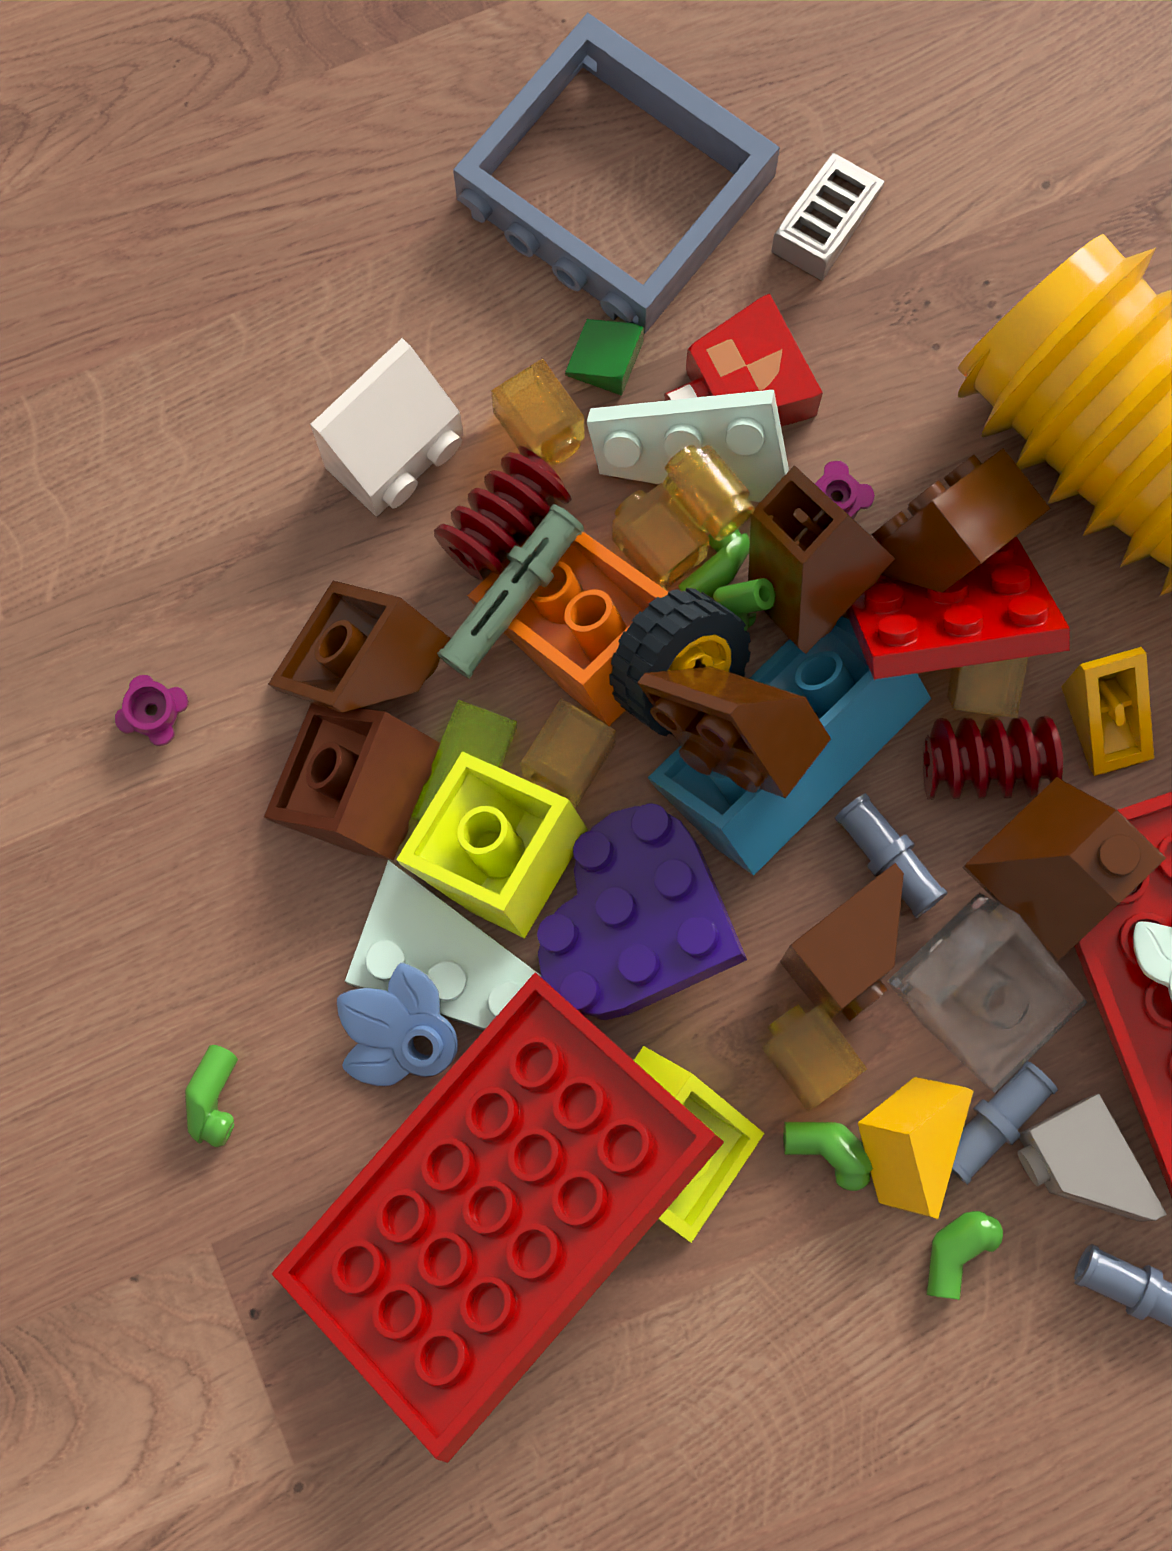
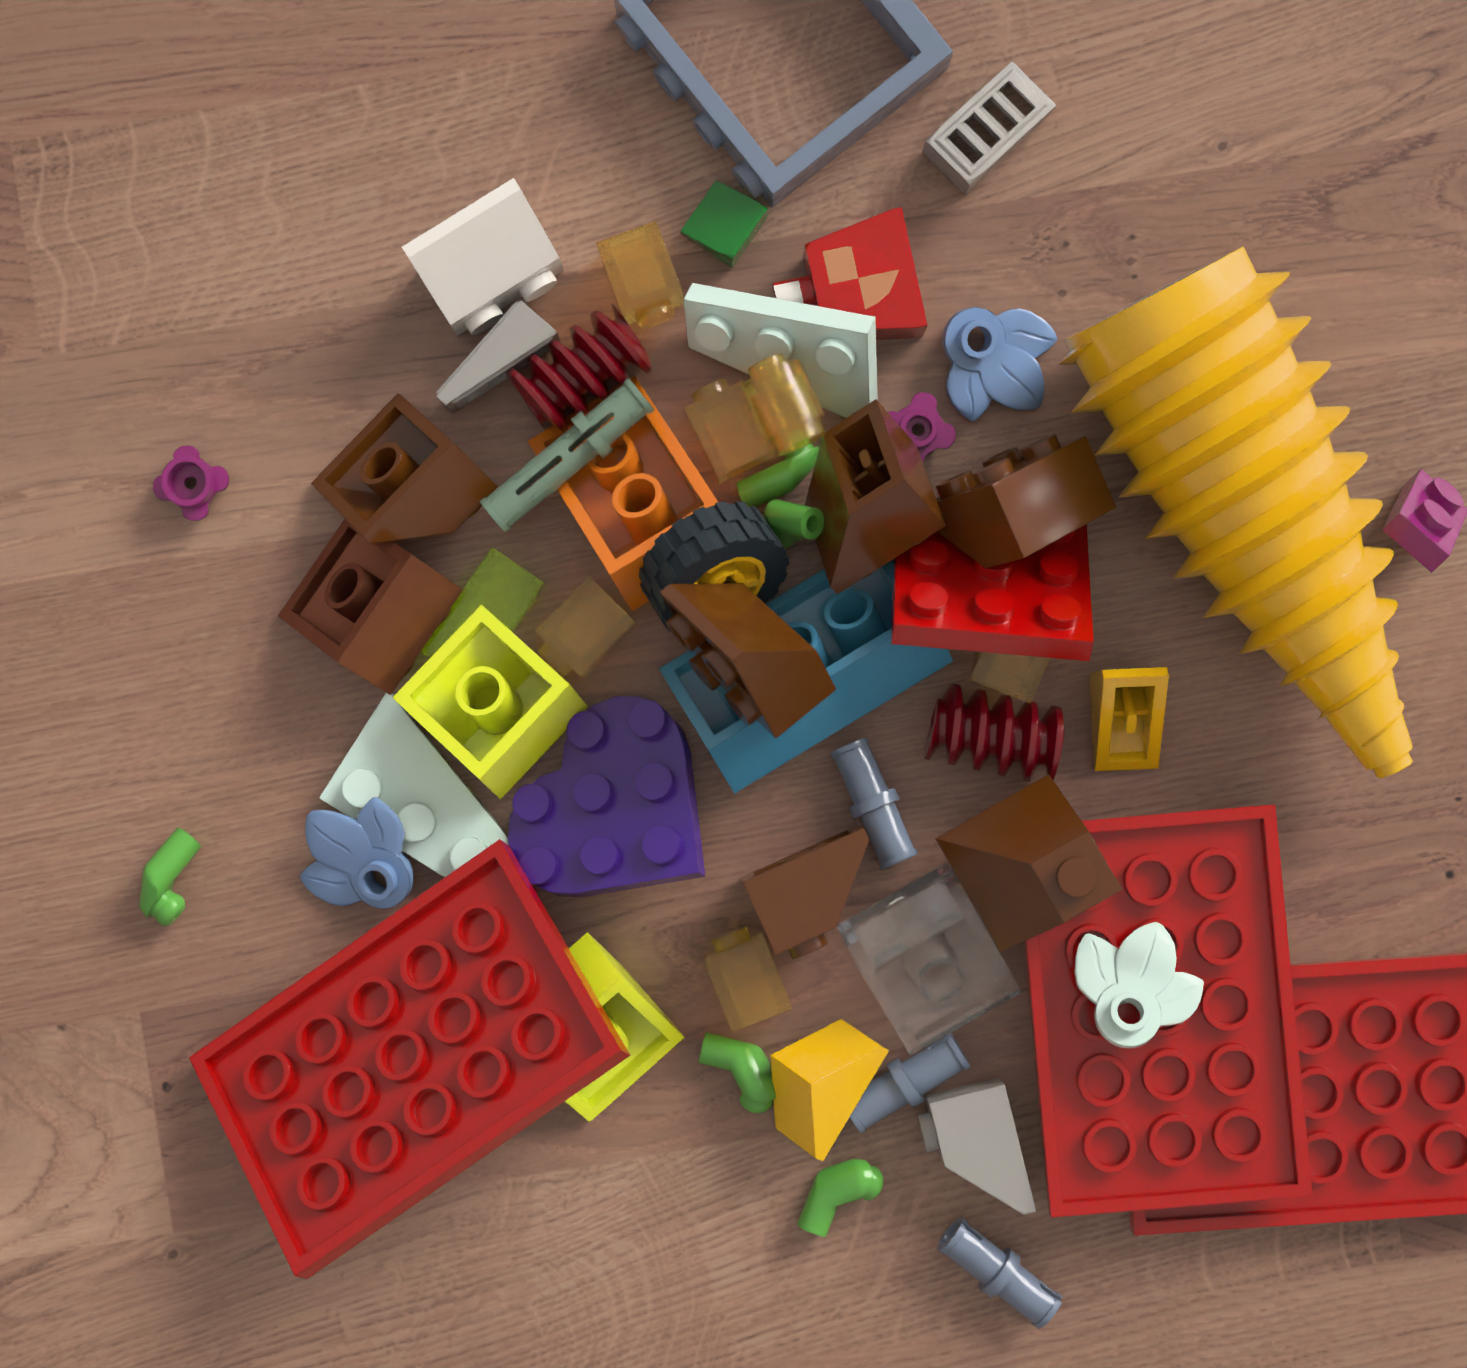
camera: 10 degrees right, 10 degrees up
(427, 506) = (504, 347): none -> light grey slope
(899, 424) = (1003, 366): none -> medium blue plate

